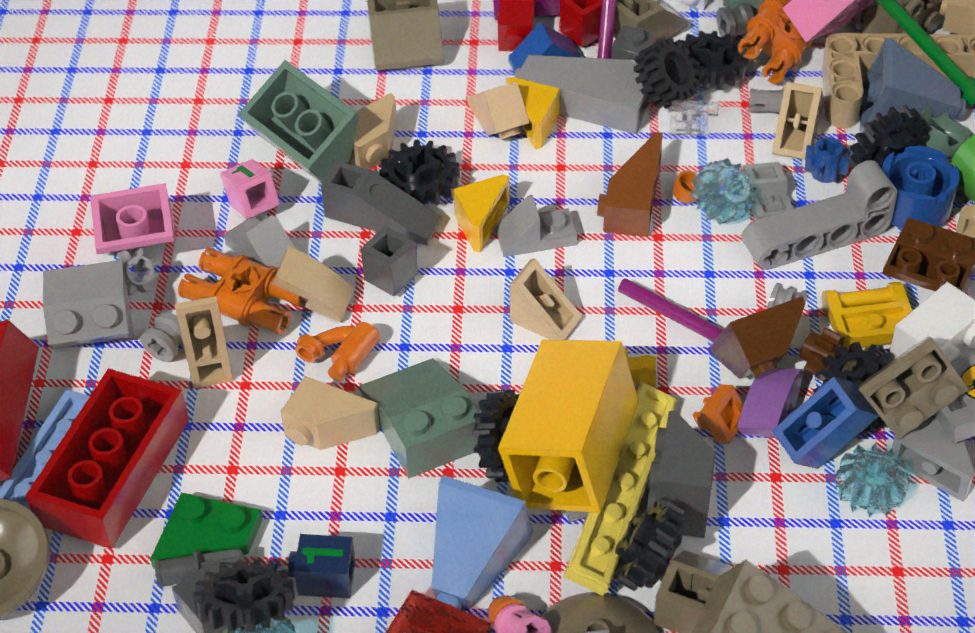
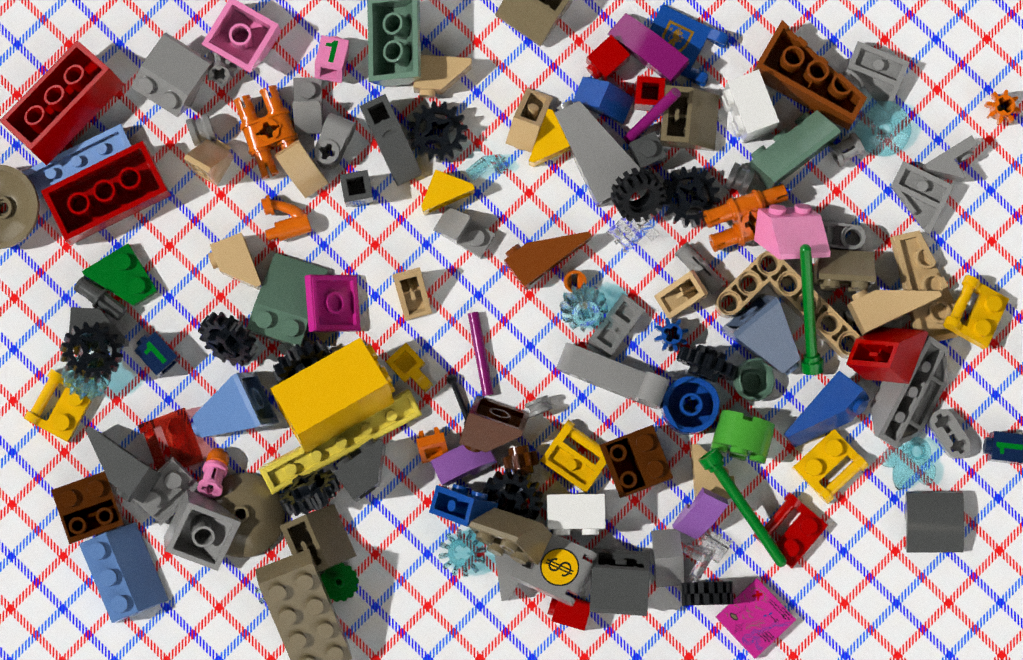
camera: 40 degrees right, 35 degrees up
(321, 243) = (336, 137): none -> light grey piece
(411, 470) = (227, 338): none -> black gear
(471, 367) = (332, 303): none -> dark pink tile
(499, 162) = (487, 162): none -> clear light blue arm
(670, 352) = (452, 380): none -> black hinge

